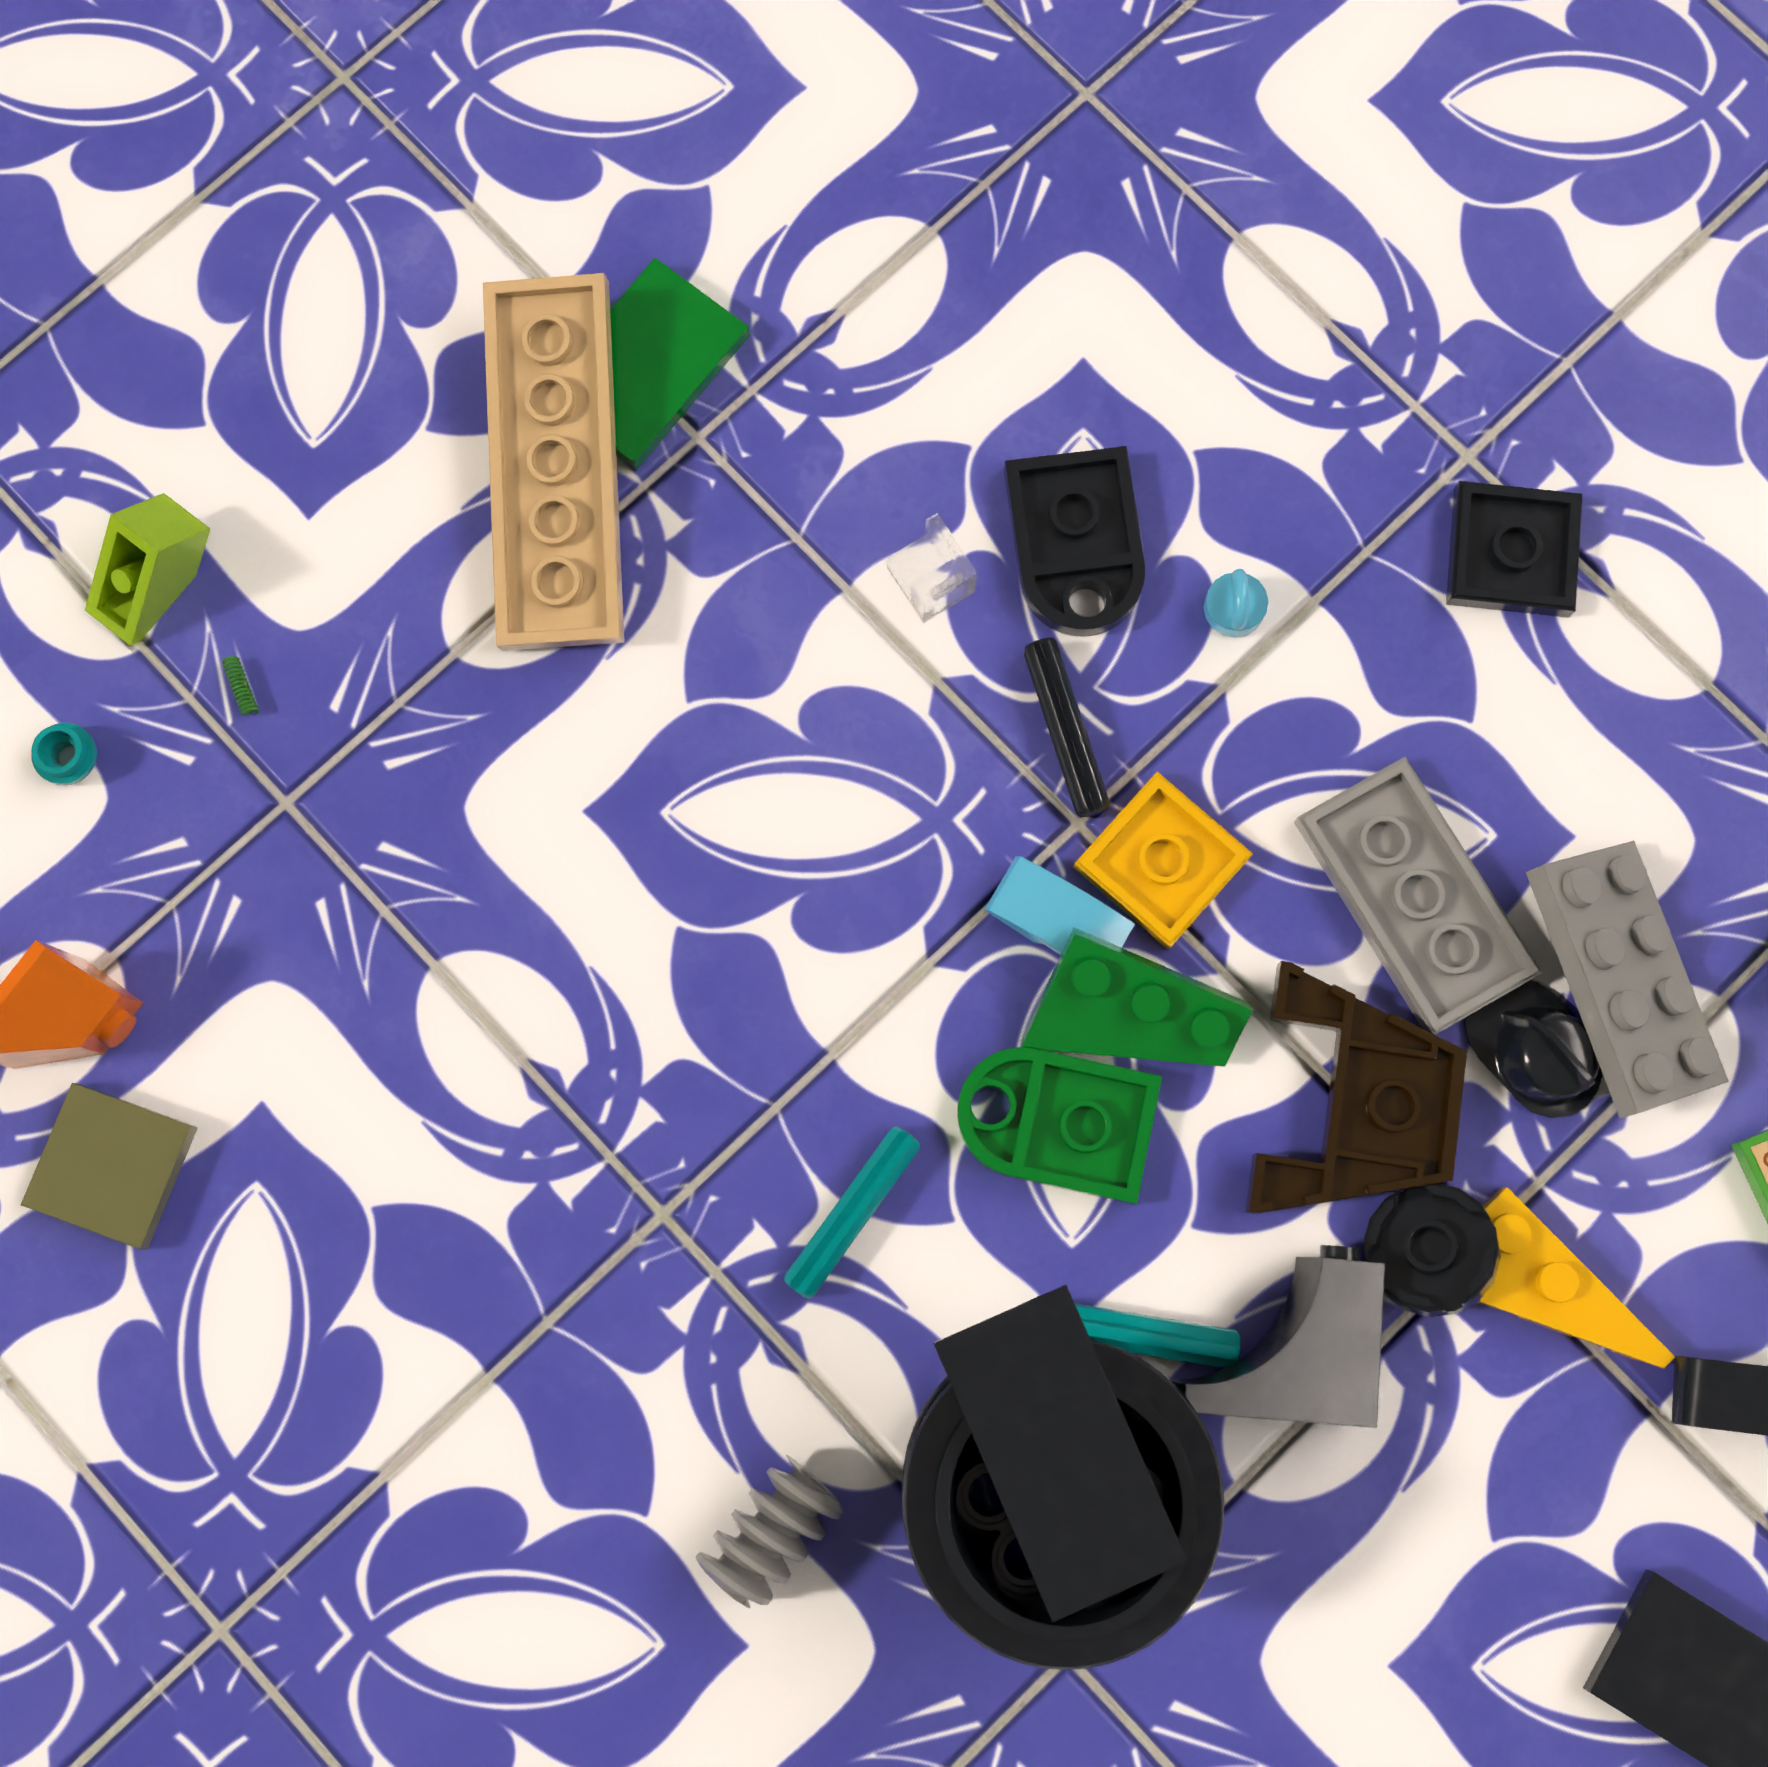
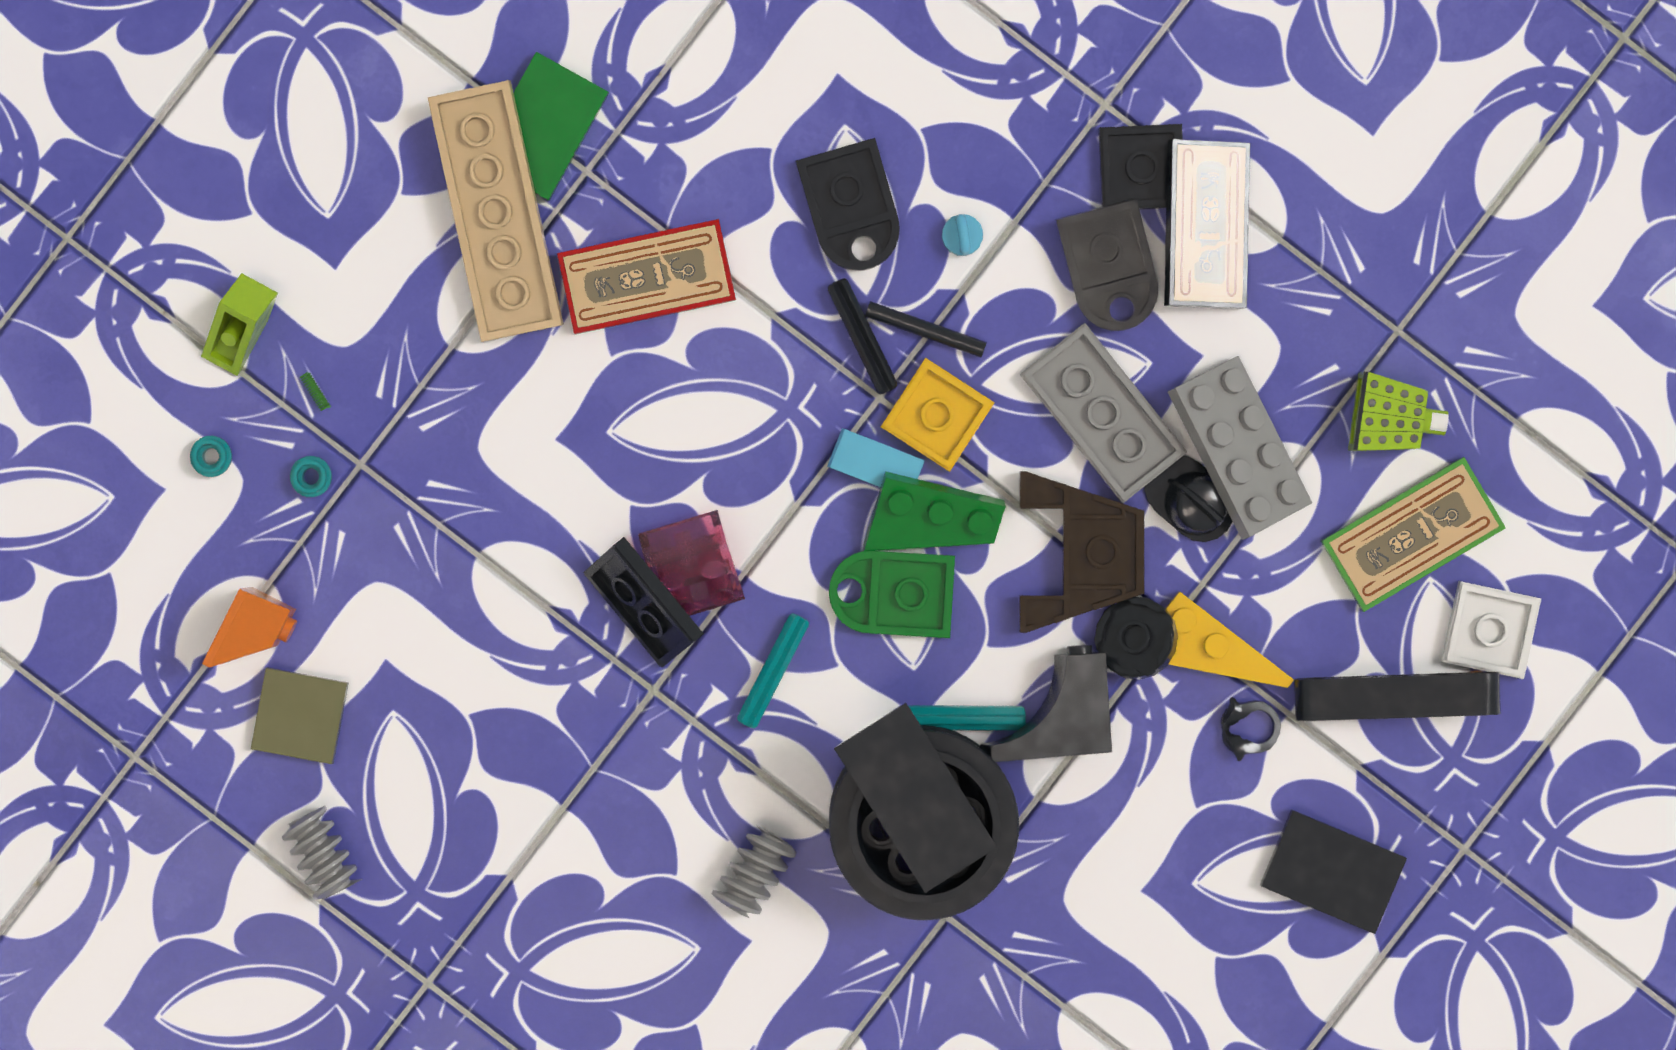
camera: 10 degrees left, 10 degrees up
(86, 1390) = (320, 854): none -> light grey piece
(192, 794) = (298, 481): none -> teal plate
(667, 1069) = (643, 602): none -> black tile
(751, 1028) = (694, 562): none -> clear pink slope
(758, 594) = (646, 276): none -> tile
(933, 571) = (757, 244): clear panel -> none
(1162, 732) = (925, 329): none -> black bar
(1451, 669) = (1109, 261): none -> black tile
(1569, 1445) = (1238, 711): none -> black piece
(1606, 640) = (1207, 224): none -> tile

